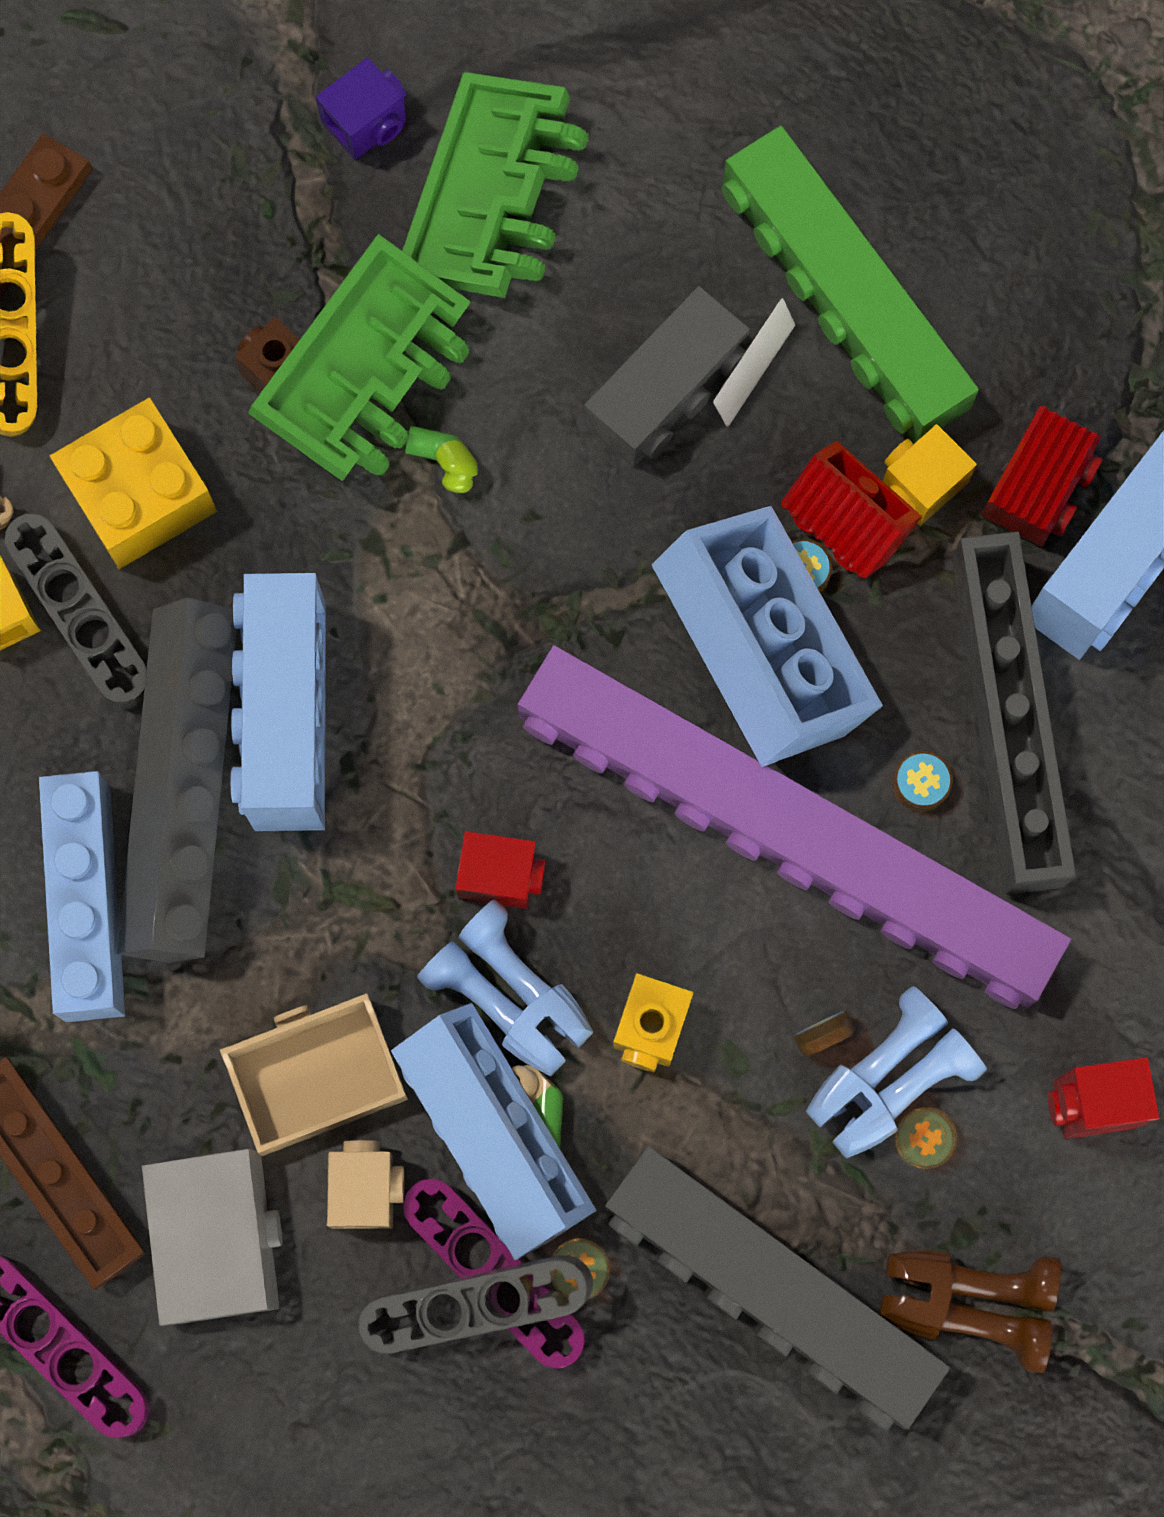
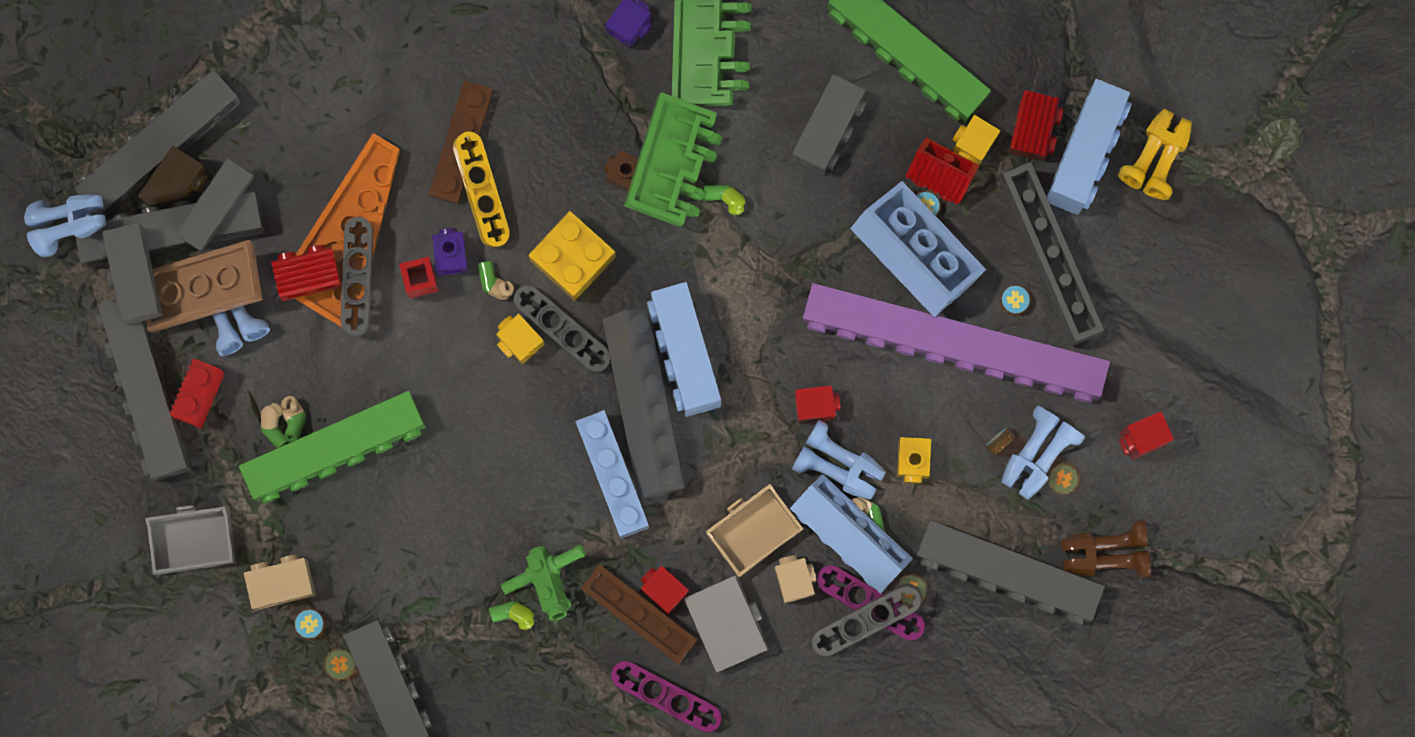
camera: 15 degrees left, 5 degrees up
(111, 1137) = (663, 588): none -> red brick
(754, 362) = (871, 104): white sticker -> none

